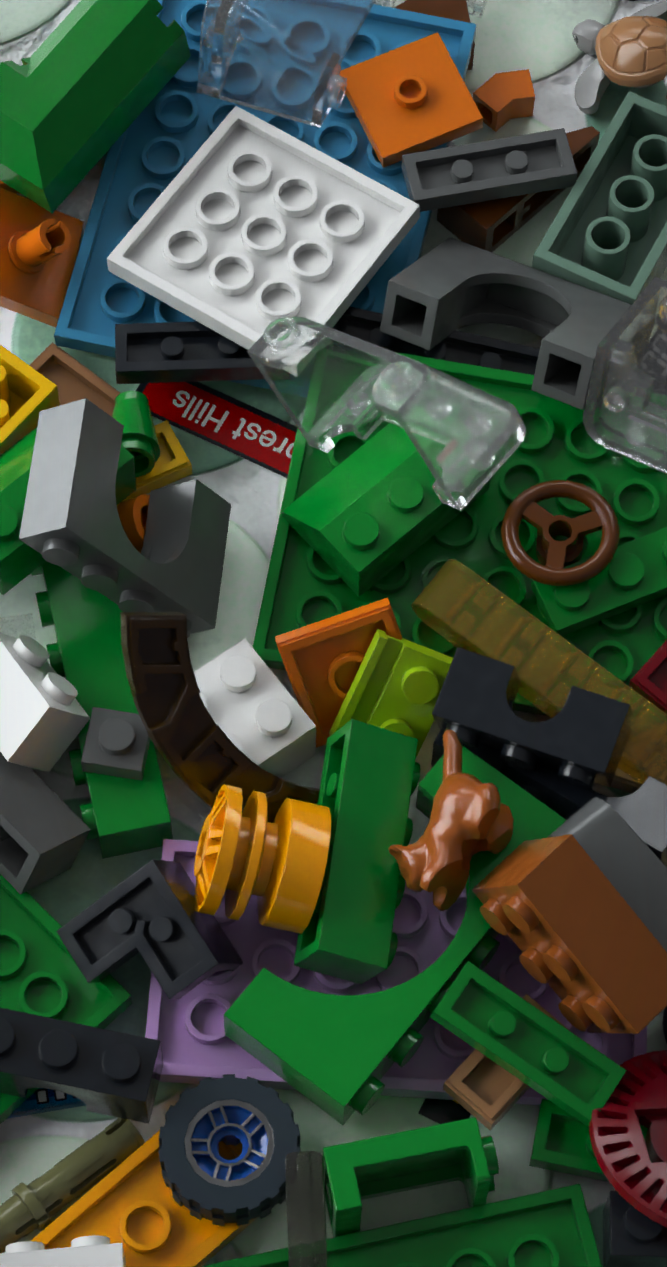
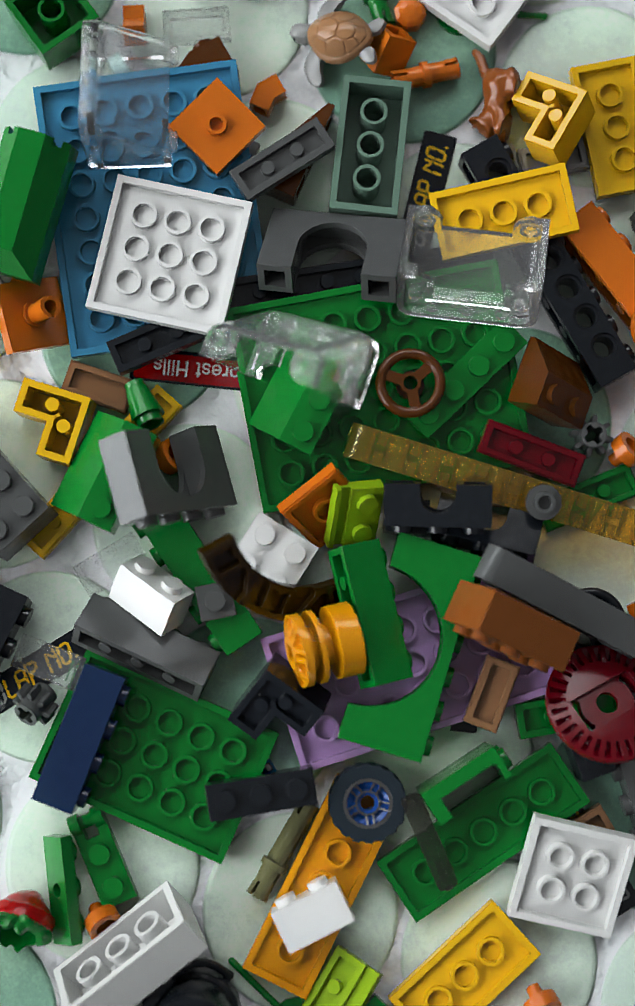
camera: 25 degrees left, 20 degrees up
(462, 821) = (424, 585): dark orange animal -> none
(527, 1043) = (501, 688): green plate -> none

